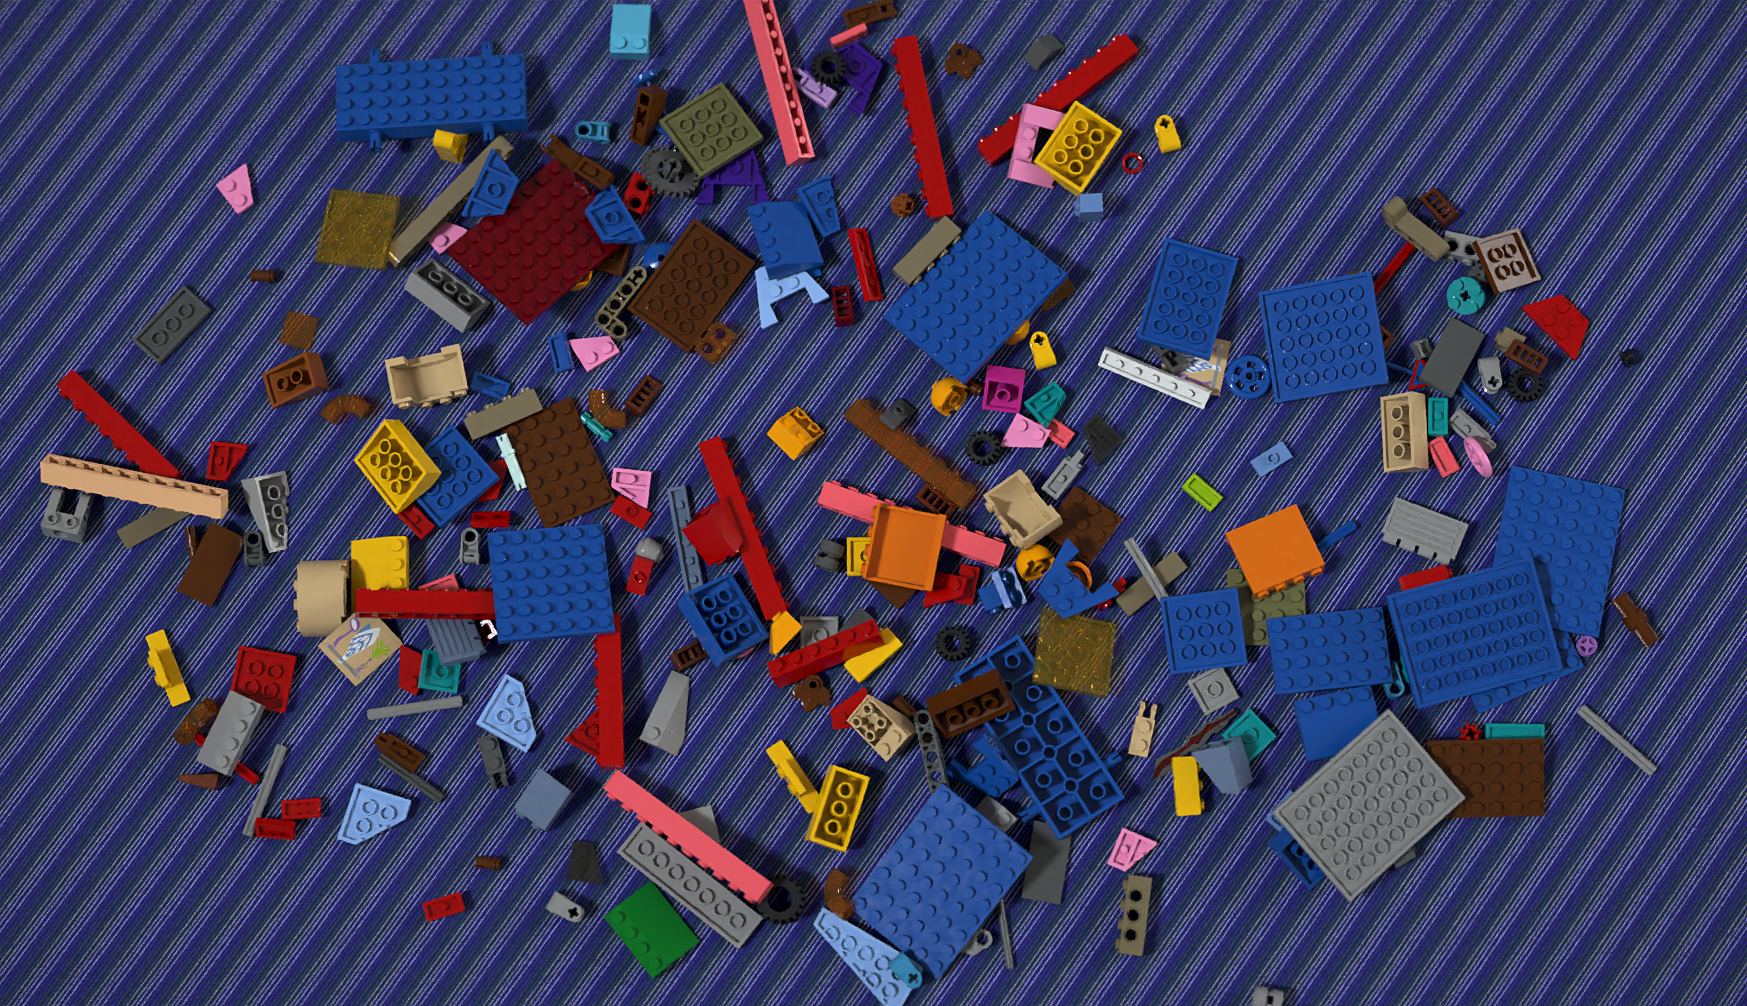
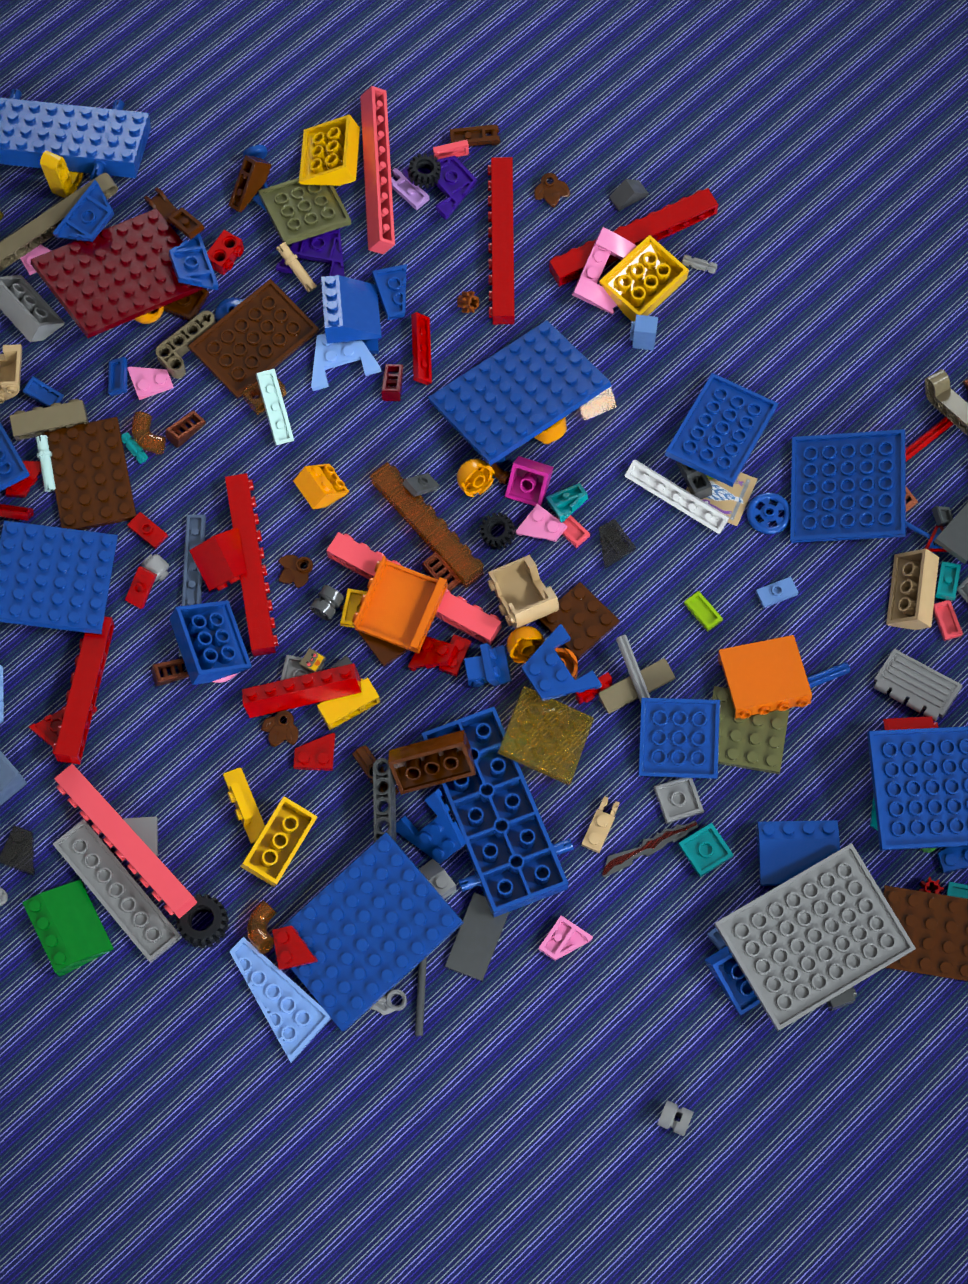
camera: 10 degrees right, 10 degrees down
(595, 132) = (199, 192): dark azure piece -> none
(630, 32) = (251, 116): medium azure slope -> none
(633, 484) = (155, 505): bright pink wing -> none
(667, 159) = (259, 229): dark grey gear -> none
(668, 718) = (133, 728): light grey wedge -> none
(712, 194) = (296, 267): none -> tan pin
(723, 63) = (330, 153): none -> yellow slope
(731, 359) = (274, 407): none -> light aqua plate
(782, 631) = (264, 662): light orange slope -> none
(786, 528) = (293, 570): none -> reddish brown plate
(828, 619) = (312, 661): none -> dark tan tile
(872, 911) = (291, 949): none -> red wing
(882, 727) = (341, 771): tan slope -> none
(904, 968) = (310, 1012): dark azure piece -> none
(927, 252) = (482, 346): dark tan brick -> none
(955, 632) = (424, 696): black tyre -> none
(1042, 354) = (573, 454): yellow piece -> none
(1063, 475) = (570, 570): light grey hinge -> none
(1130, 117) = (700, 264): none -> light grey axle
(1132, 155) = (693, 297): red piece -> none
(1143, 886) = (549, 1037): dark tan brick -> none
(1167, 138) = (731, 283): yellow piece -> none
(1187, 786) = (634, 886): yellow brick -> none
(1225, 764) = (677, 871): sand blue slope -> none
(1329, 651) = (801, 780): blue plate -> none
(1397, 681) = (859, 819): dark azure piece -> none

